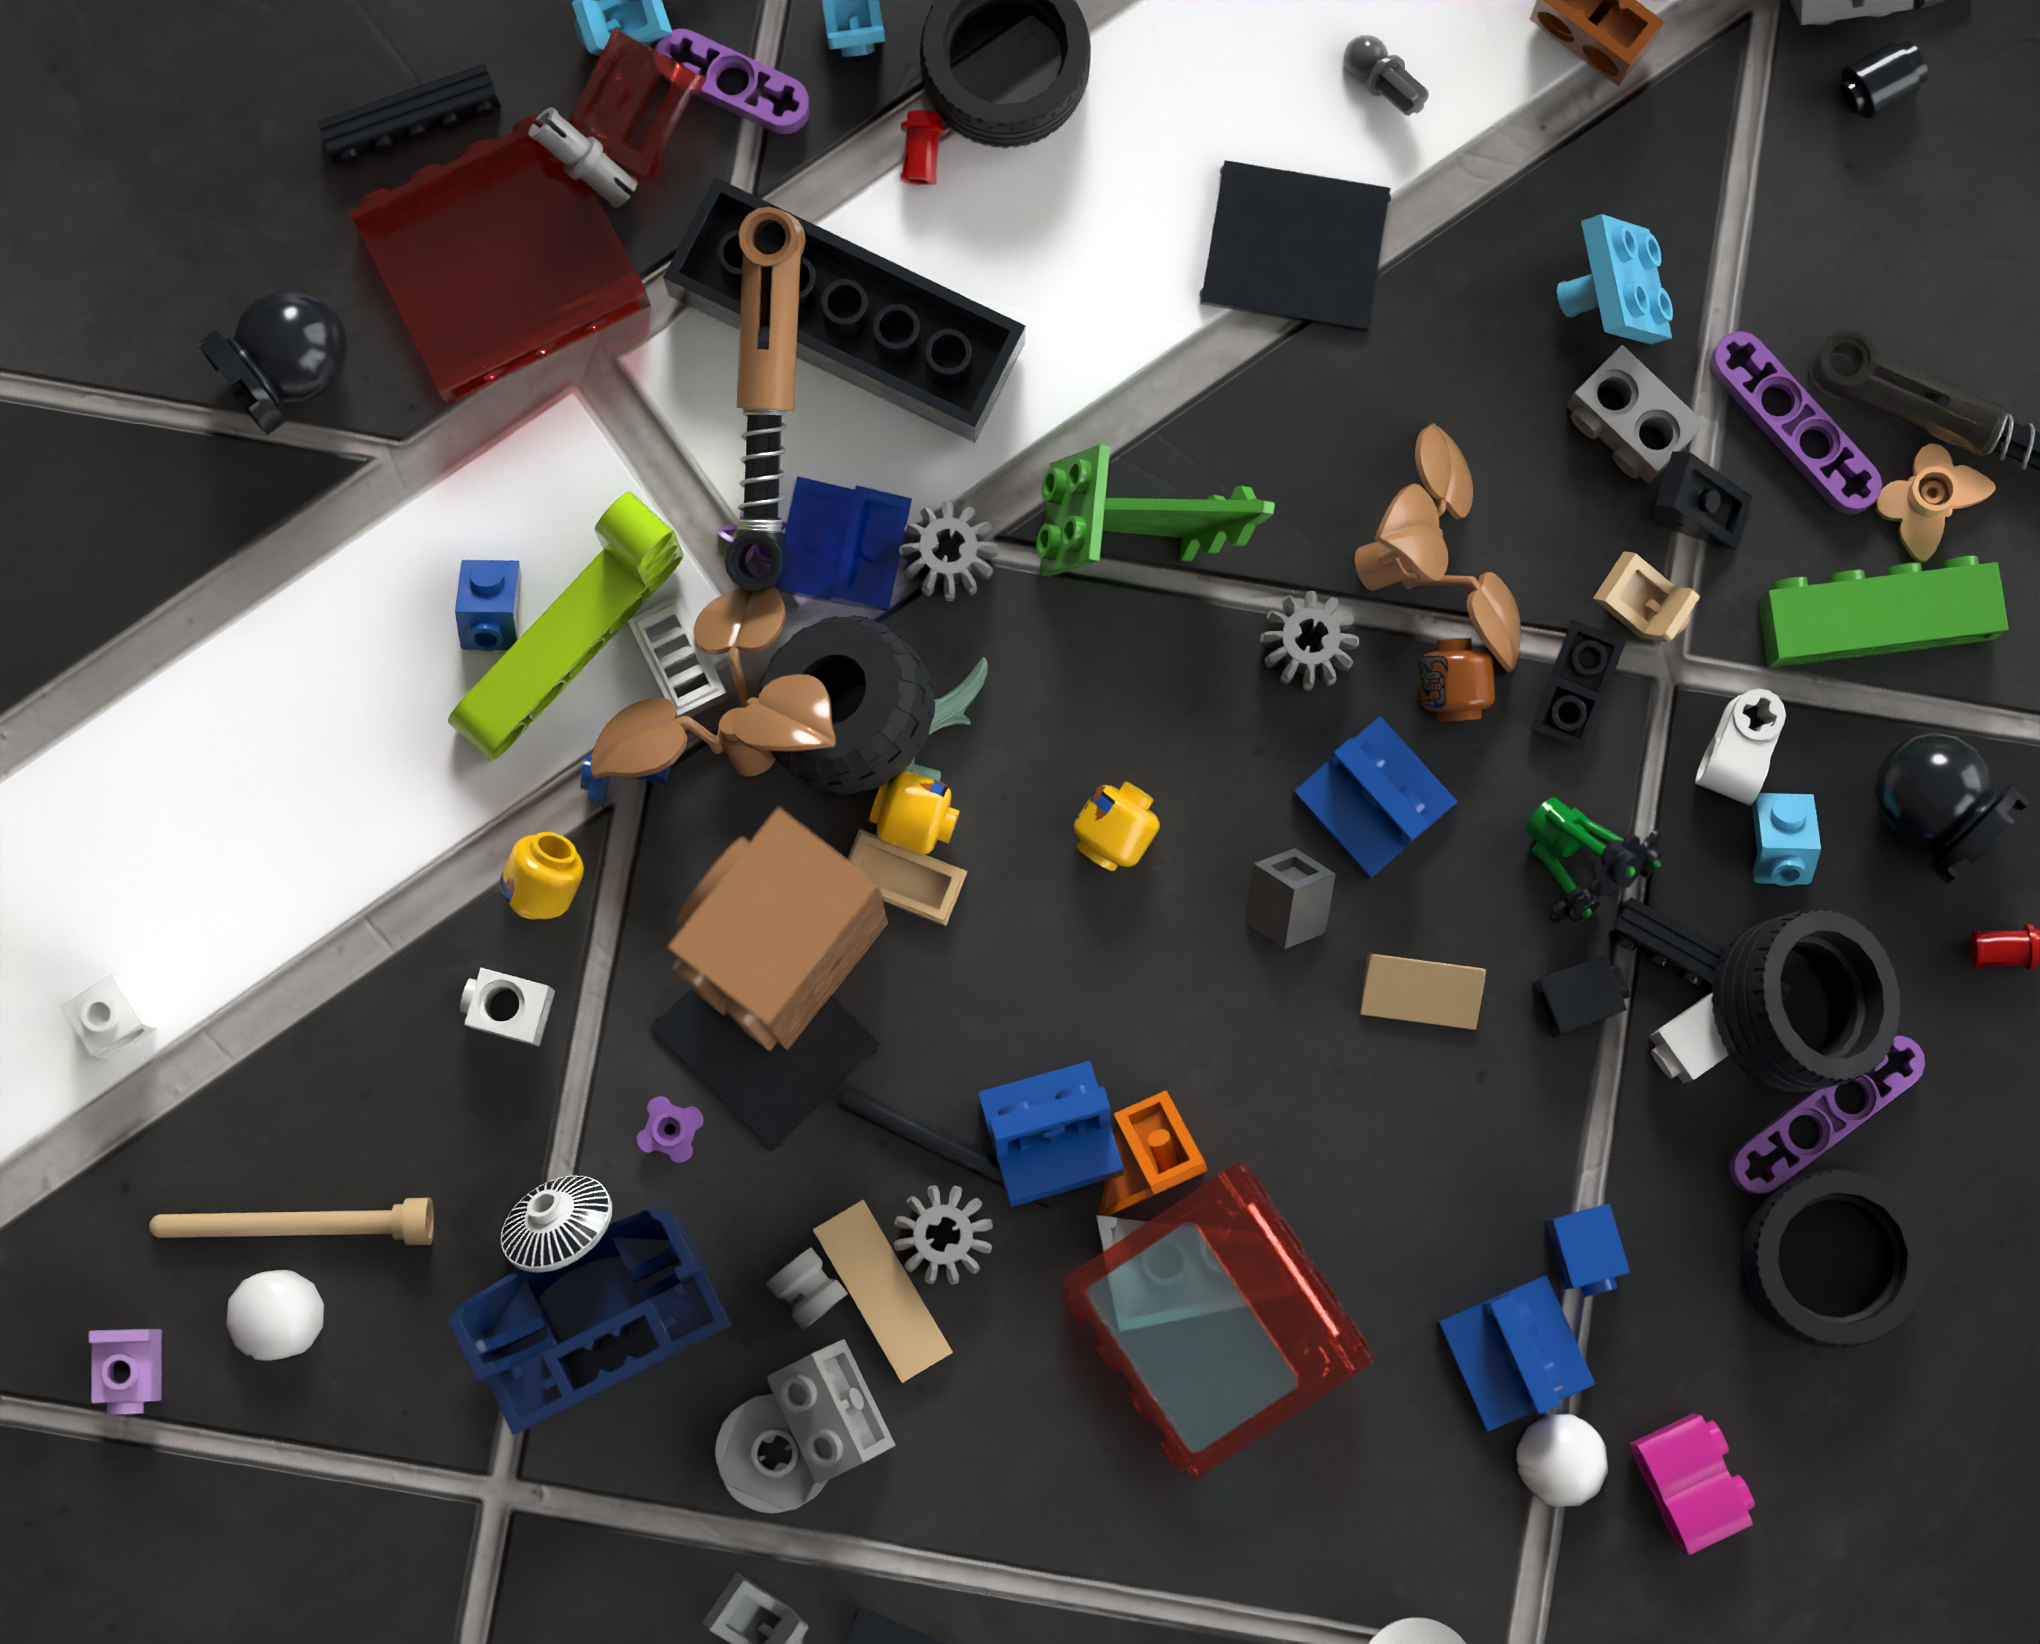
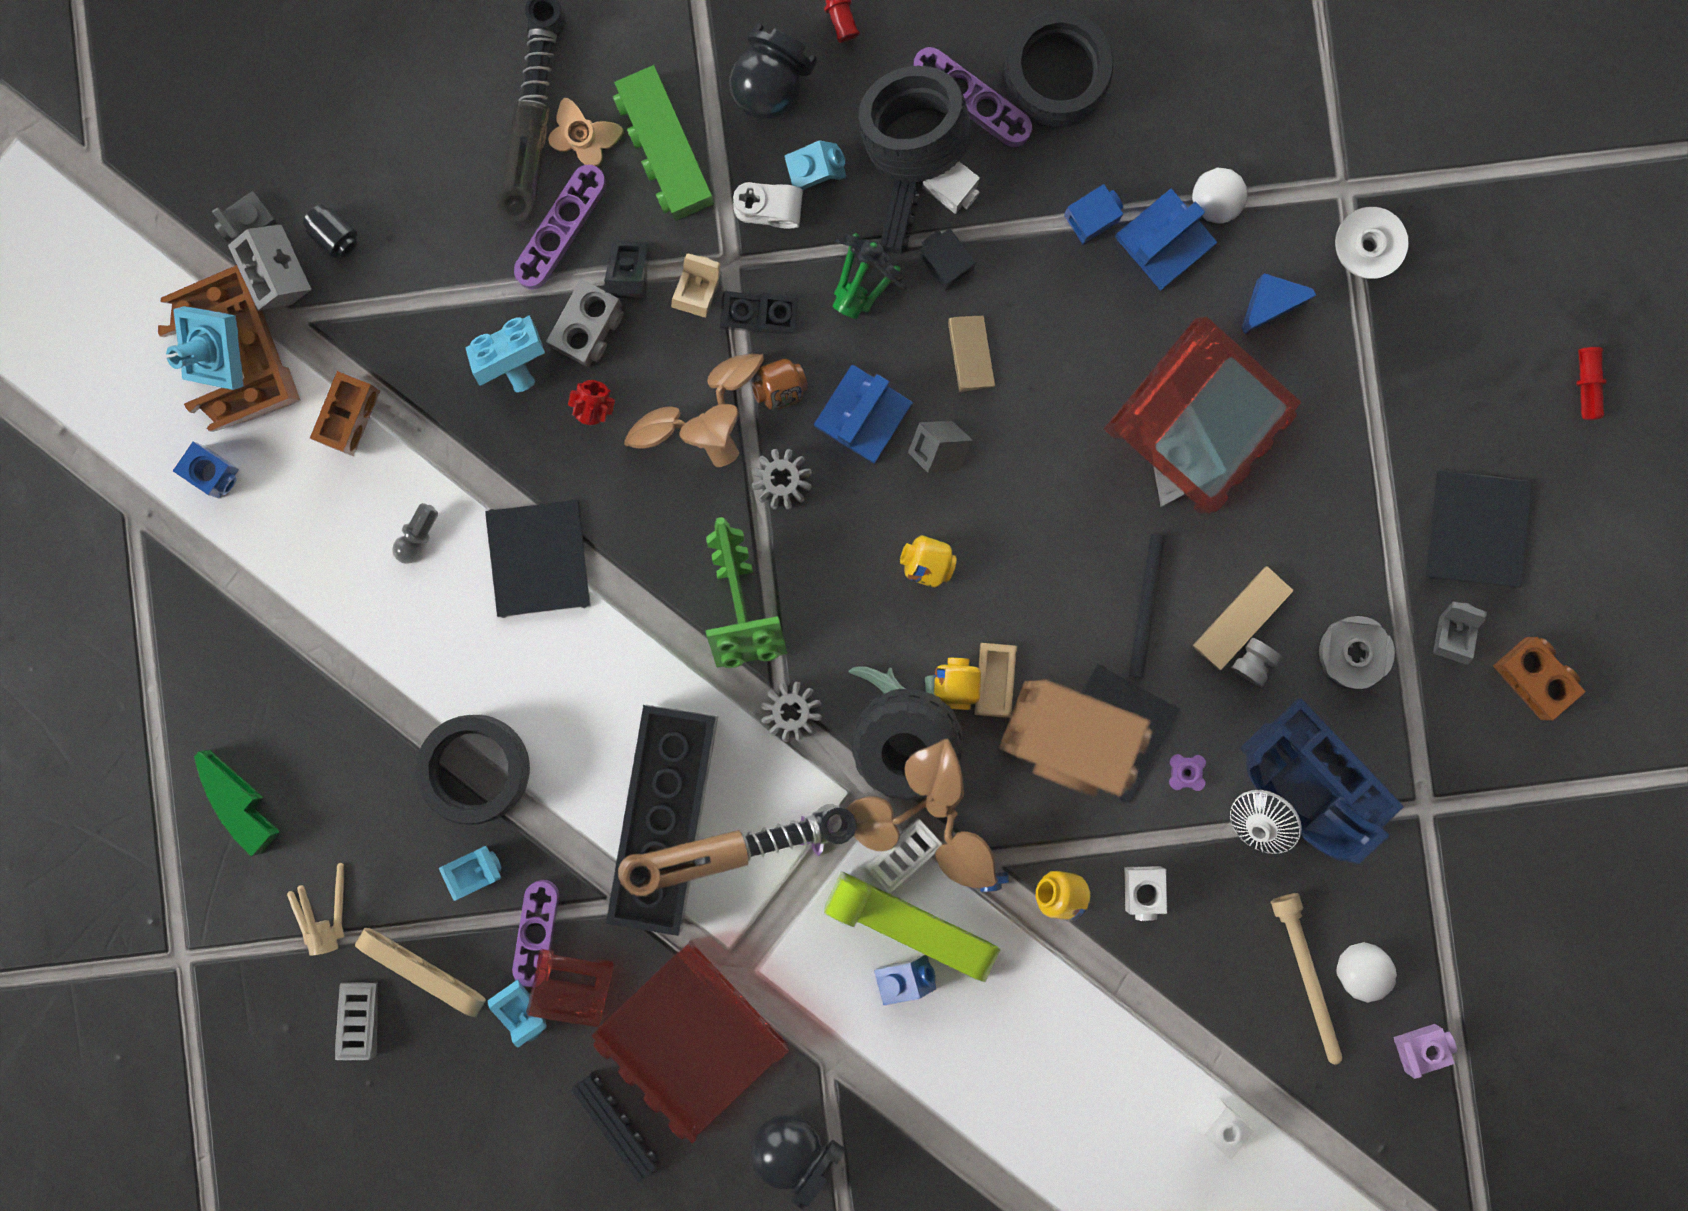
camera: 100 degrees left, 5 degrees up
(582, 157) = (614, 1009): light grey pin -> none
(830, 1411) = (1324, 626): light grey bracket -> none
(844, 543) = (804, 776): clear blue slope -> none
(921, 147) = (544, 804): red pin -> none
(934, 1216) = (1208, 582): light grey gear -> none
(1051, 1133) = (1122, 546): blue bracket -> none
(1153, 1152) = (1118, 485): orange slope -> none
(1369, 1491) = (1272, 299): none -> blue slope
(1510, 388) = (591, 402): none -> red gear
(1692, 1482) = (1211, 116): dark pink brick -> none

